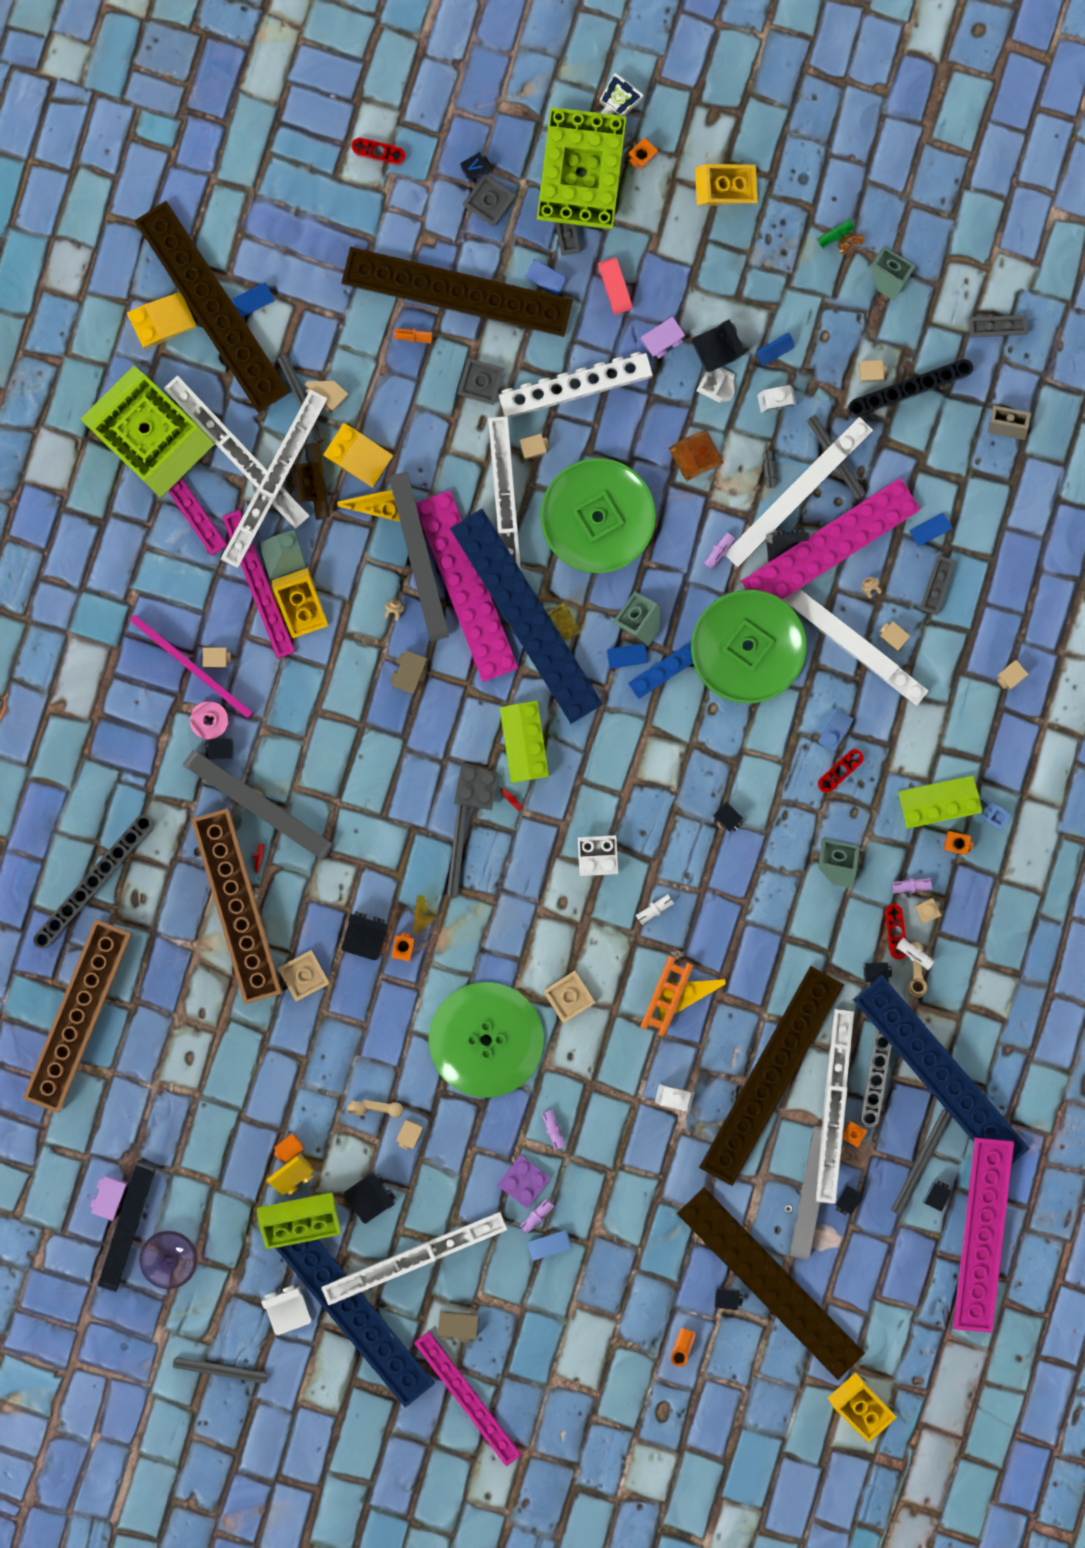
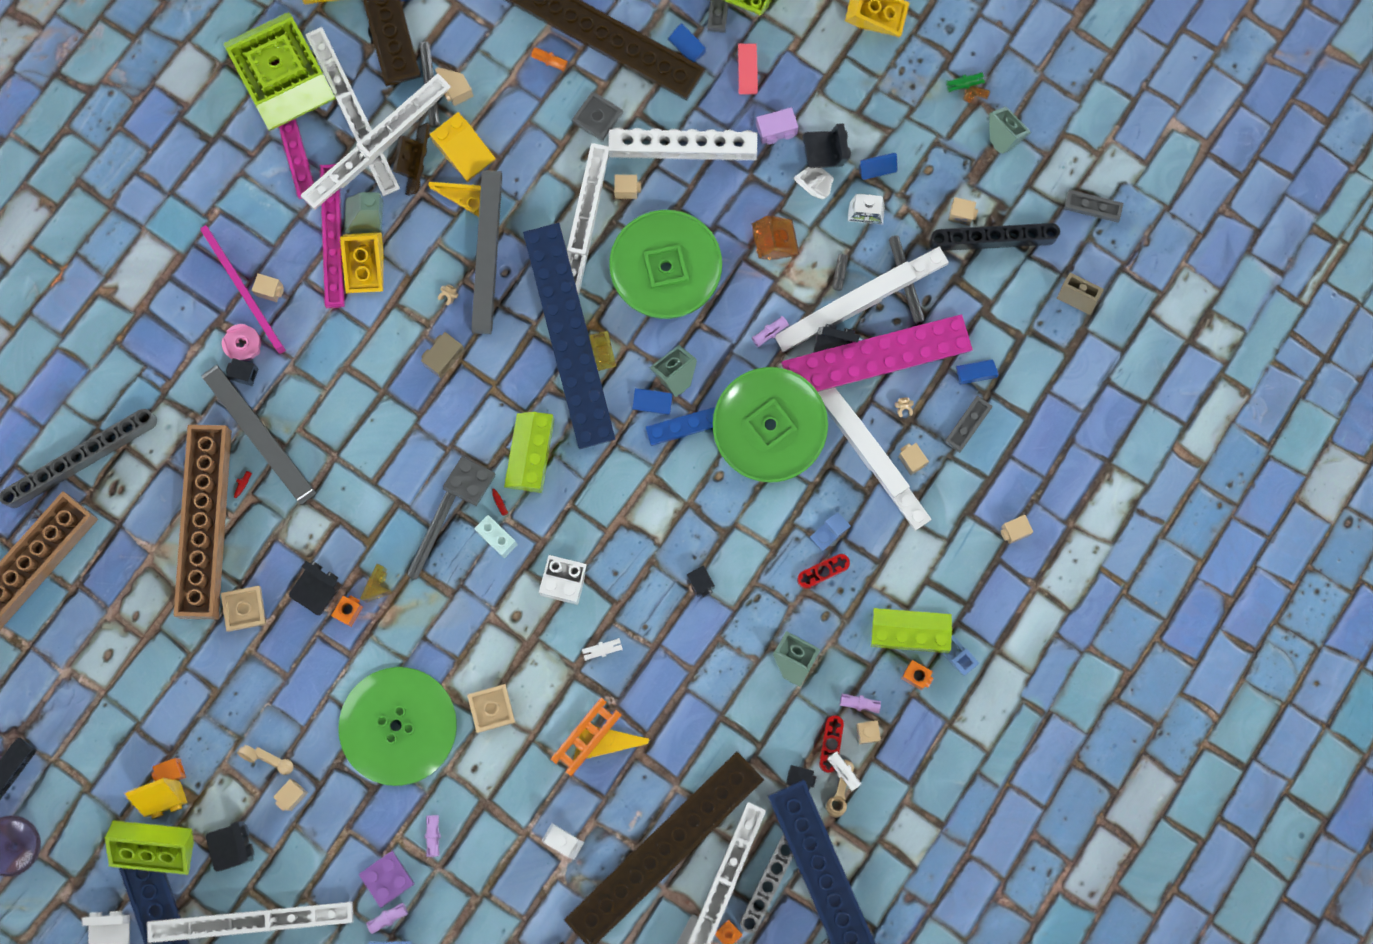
camera: 20 degrees right, 10 degrees down
(466, 589) = (521, 299): dark pink plate -> none
(520, 834) = (495, 536): none -> light aqua brick

